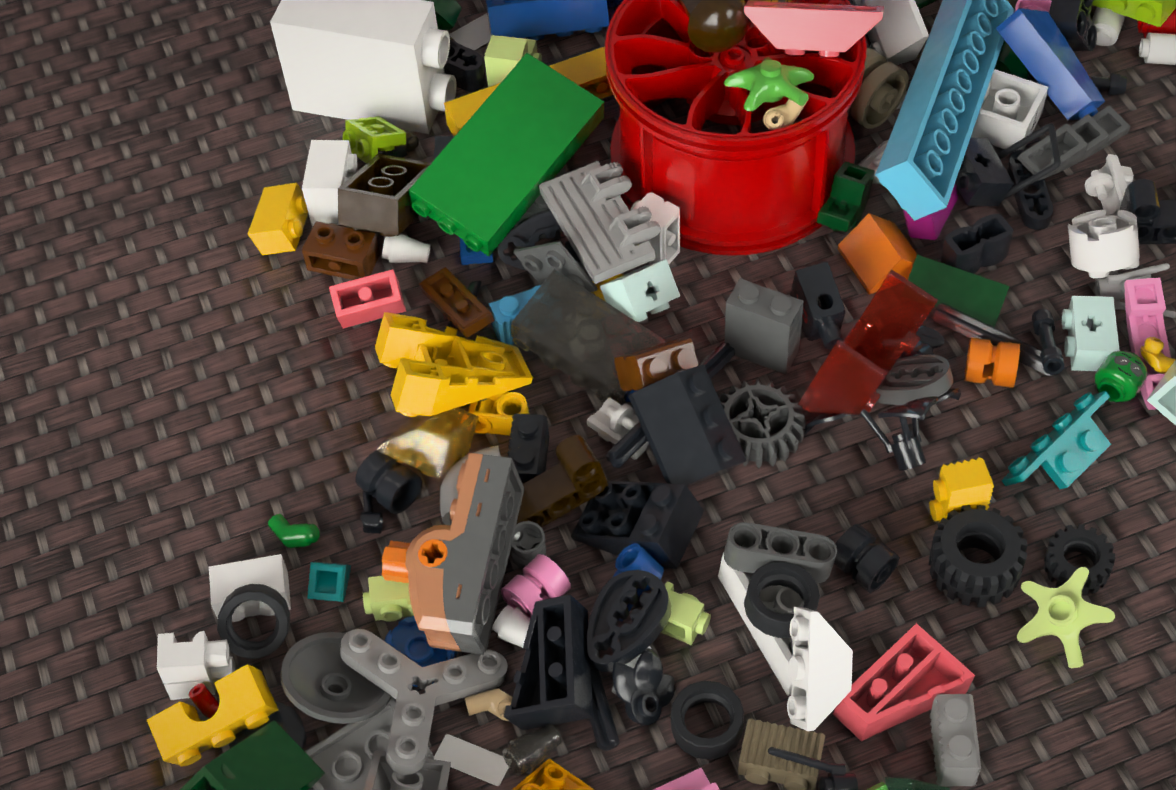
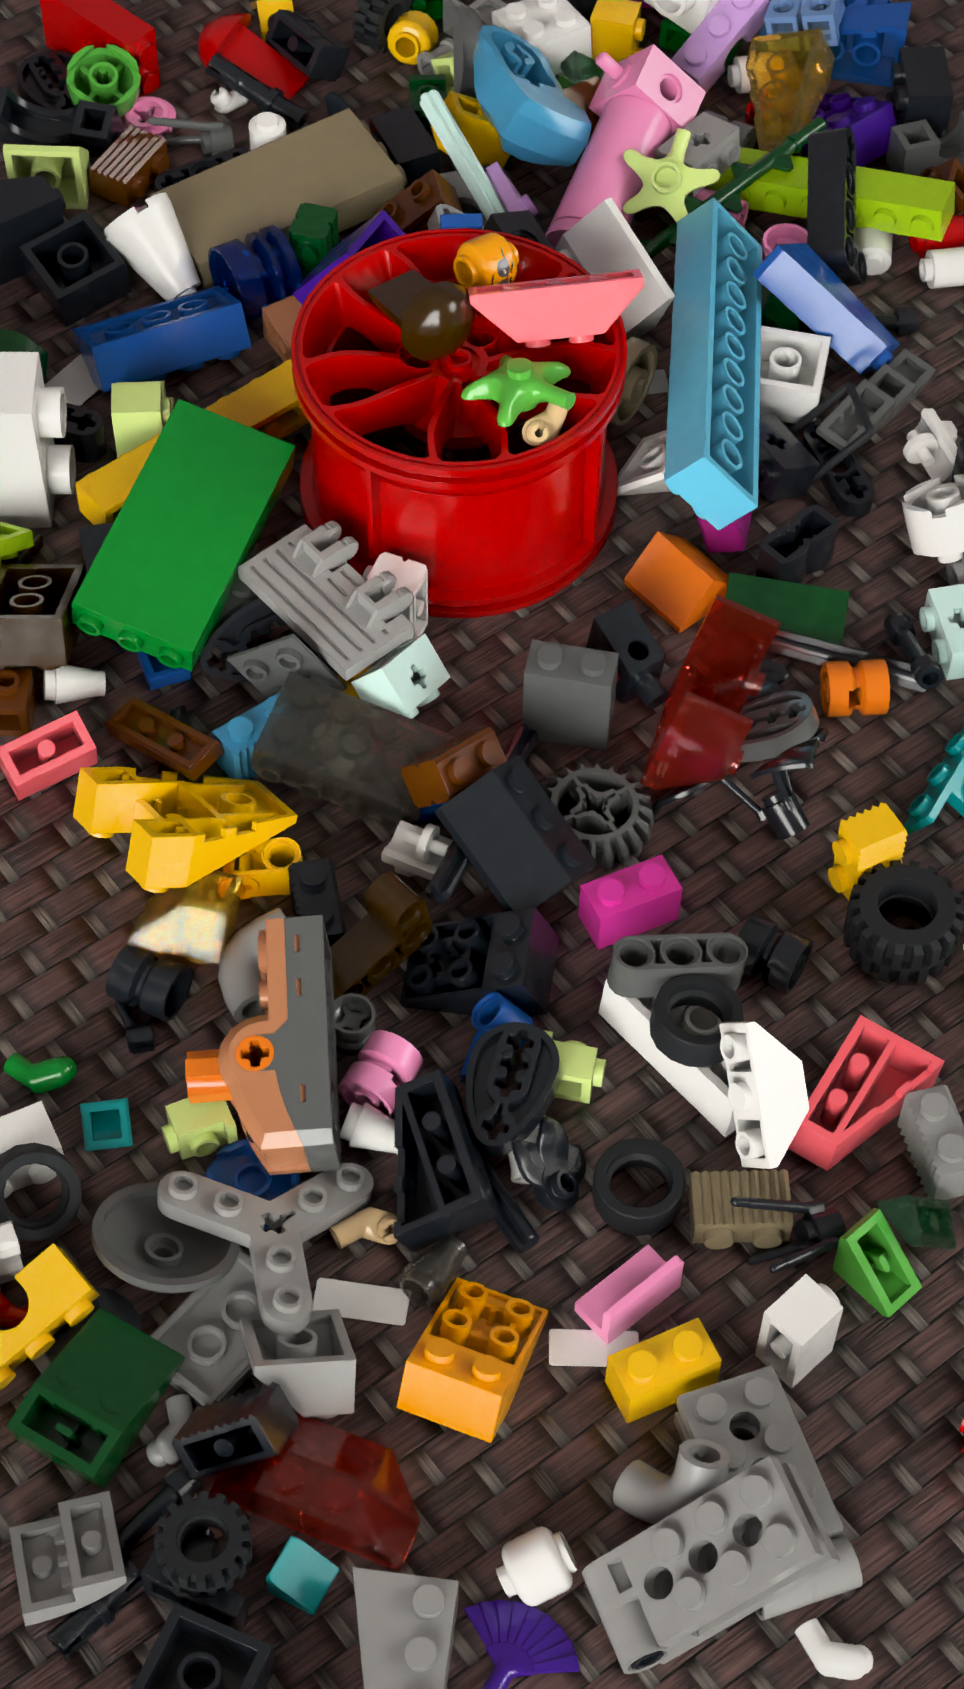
camera: 20 degrees left, 0 degrees up
(766, 494) = (630, 901): none -> dark pink brick
(847, 197) = (622, 516): dark green brick -> none

